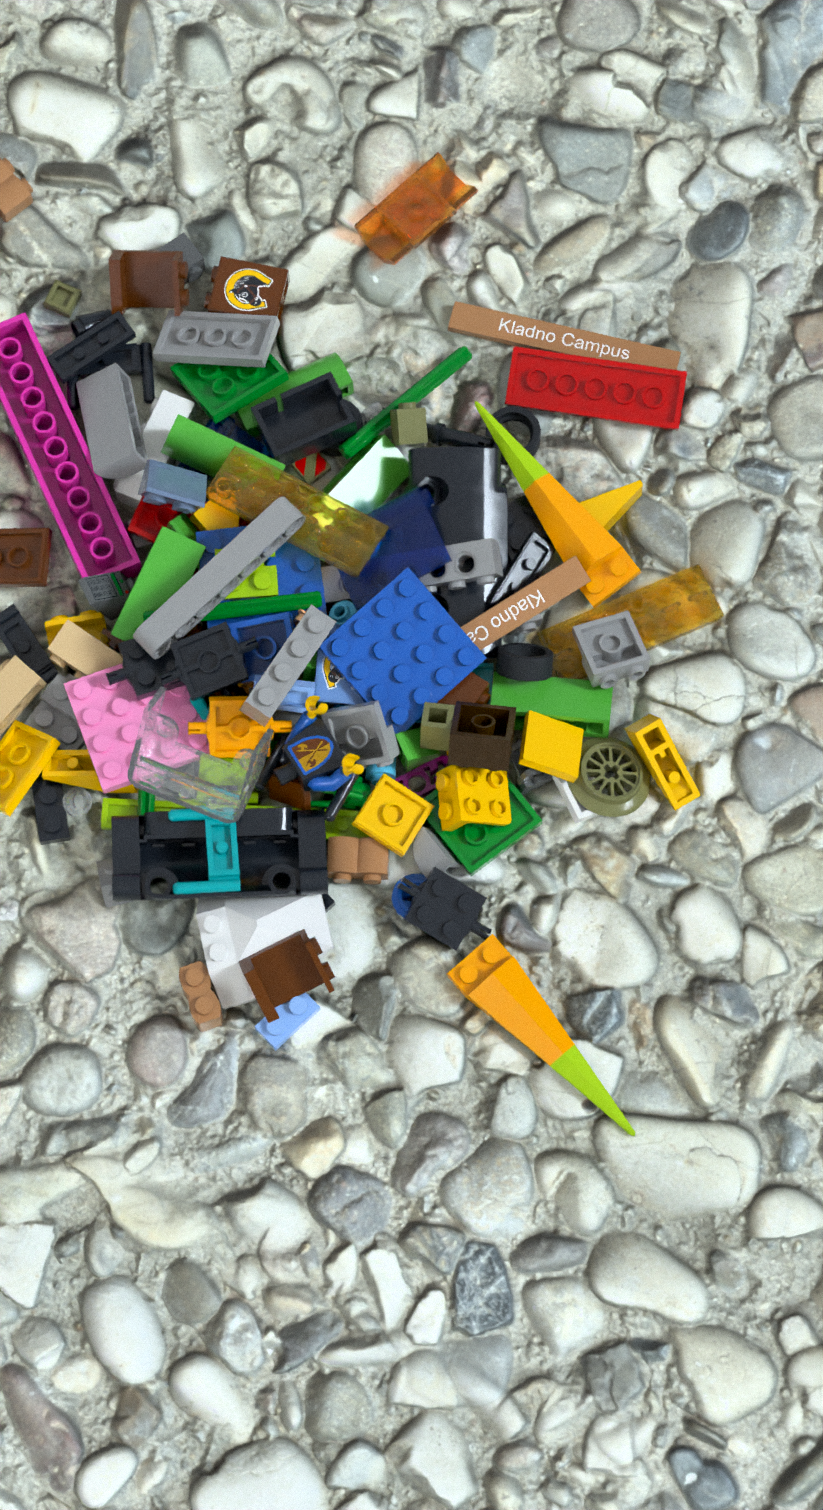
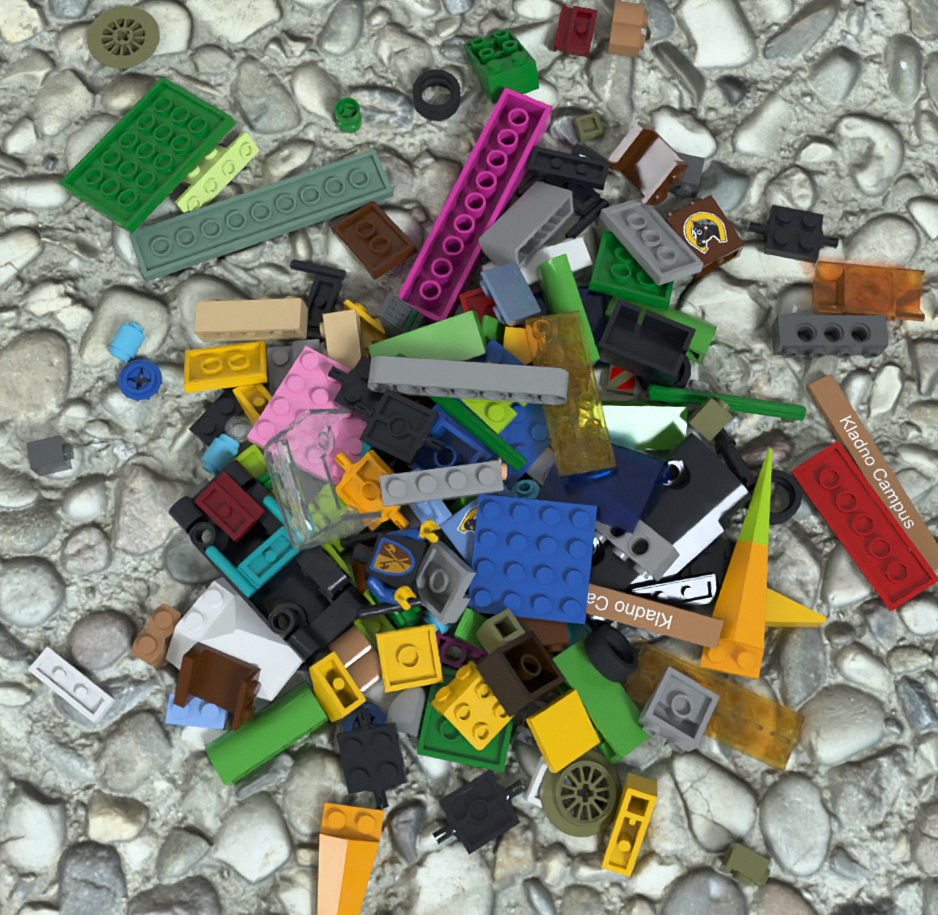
camera: 45 degrees right, 0 degrees up
(87, 833) = (219, 454): none -> medium azure brick
(151, 848) = (230, 506): none -> dark red plate
(178, 1097) = (72, 685): none -> white plate
(311, 222) = (793, 234): none -> black plate
(355, 969) = (266, 734): none -> bright green brick
(367, 891) = (335, 687): none -> yellow slope
(446, 238) = (869, 328): none -> dark grey brick
(555, 864) = (479, 811): none -> black plate
(765, 702) = (745, 864): none -> olive brick

